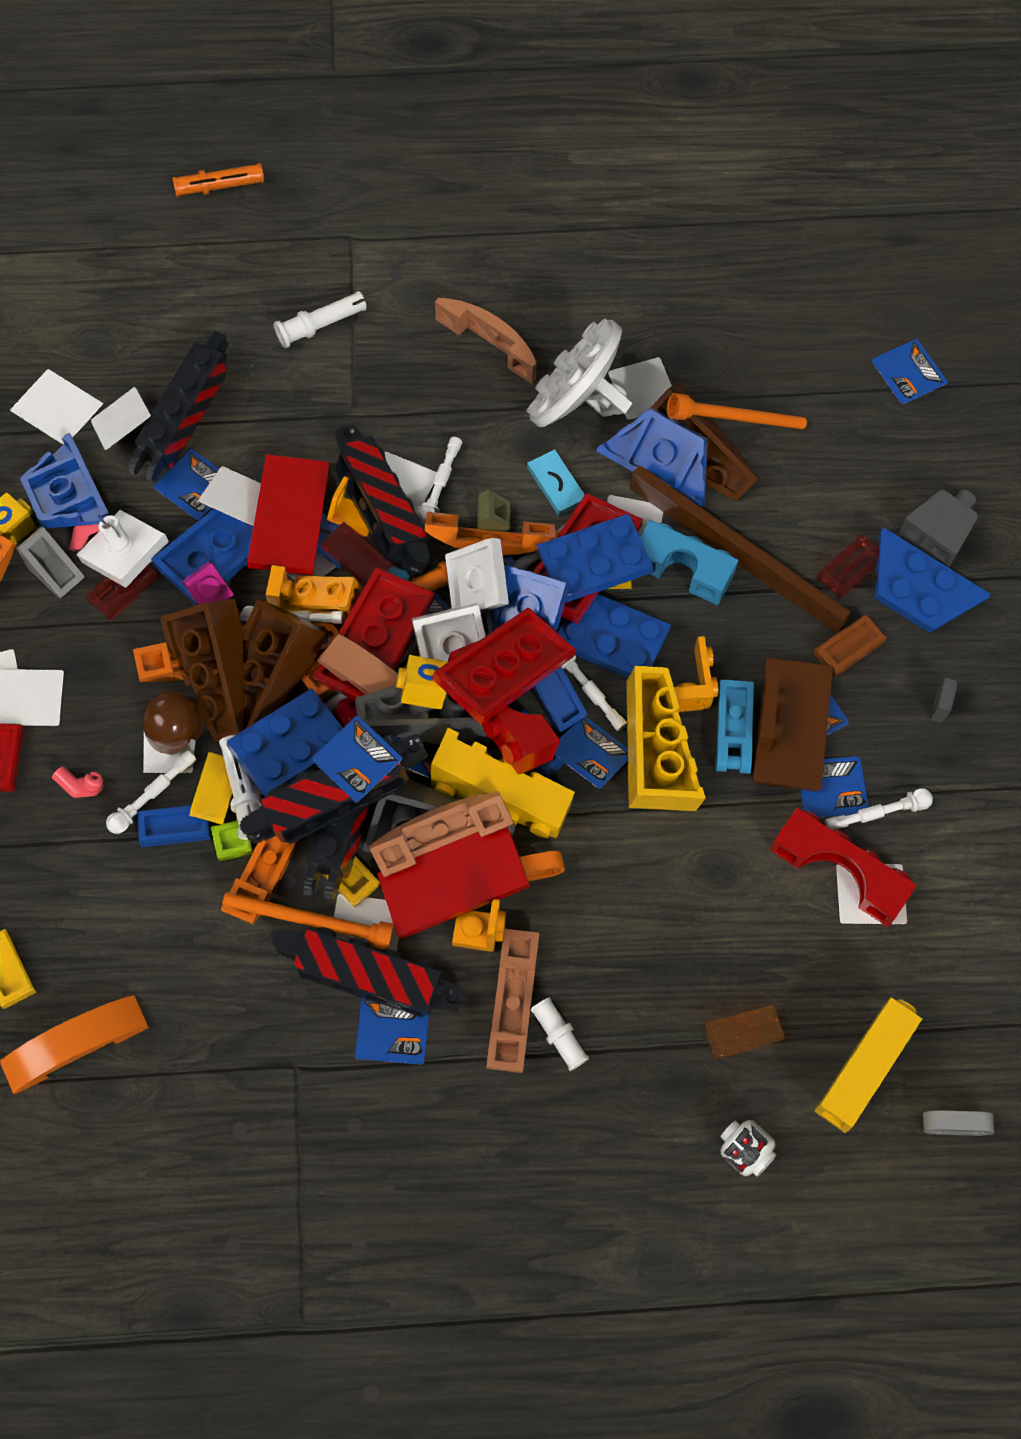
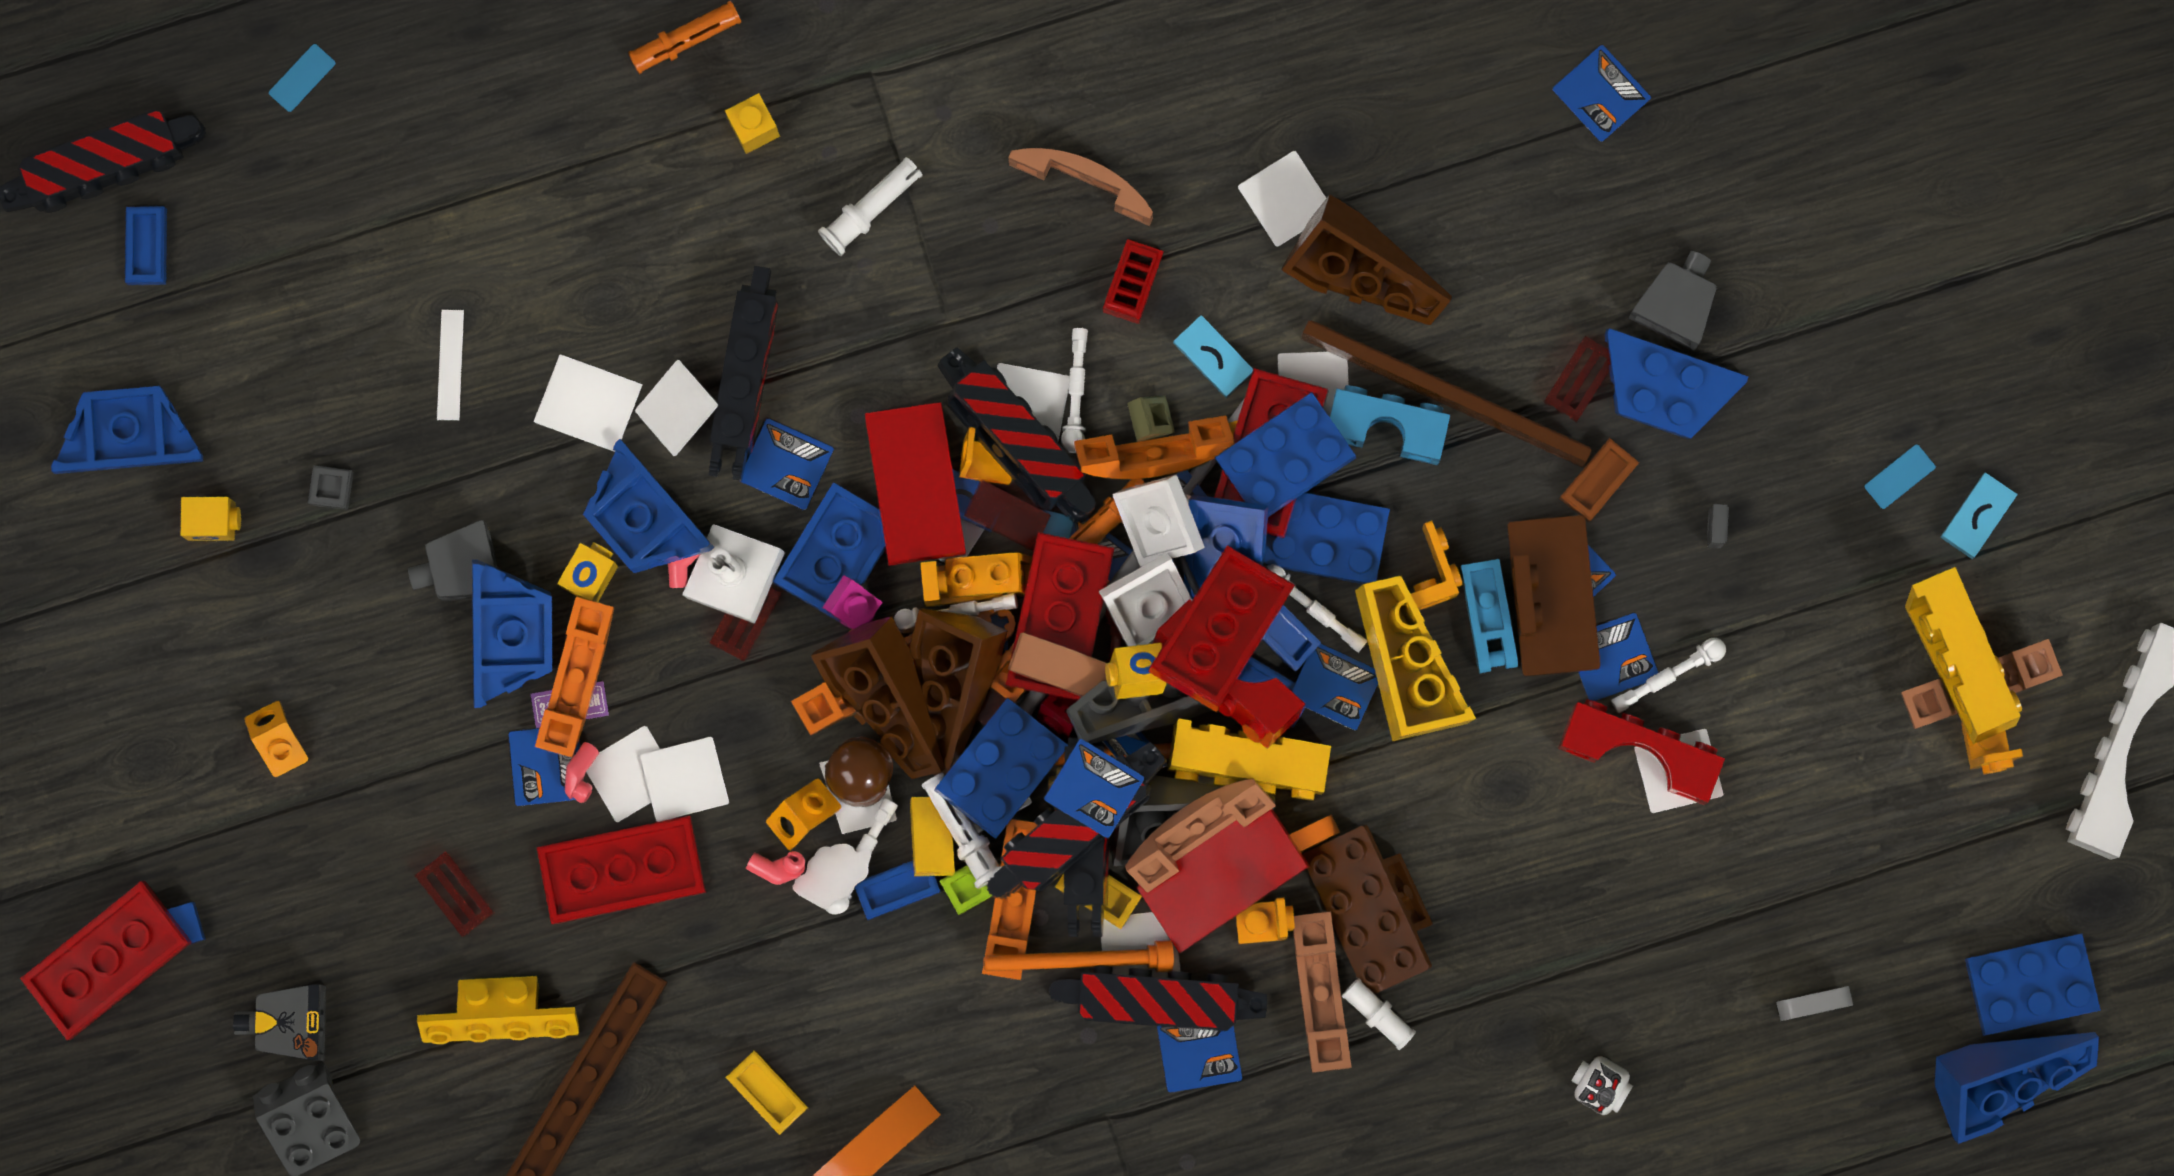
camera: 10 degrees left, 15 degrees up
(49, 562) = (659, 616): light grey slope -> none
(115, 741) = (804, 811): none -> light orange bracket
(122, 799) = (832, 873): none -> white sticker
(232, 495) = (841, 473): white sticker -> none
(248, 242) = (752, 123): none -> yellow brick
(499, 435) = (1122, 309): none -> red slope
(576, 939) = (1371, 908): none -> reddish brown bracket
(581, 378) = (1210, 229): white bracket -> none
(665, 450) = (1332, 293): blue wing -> none
(682, 406) = (1344, 243): orange piece -> none
(744, 1032) = (1572, 961): clear orange plate -> none
(868, 1064) = (1709, 969): yellow brick -> none

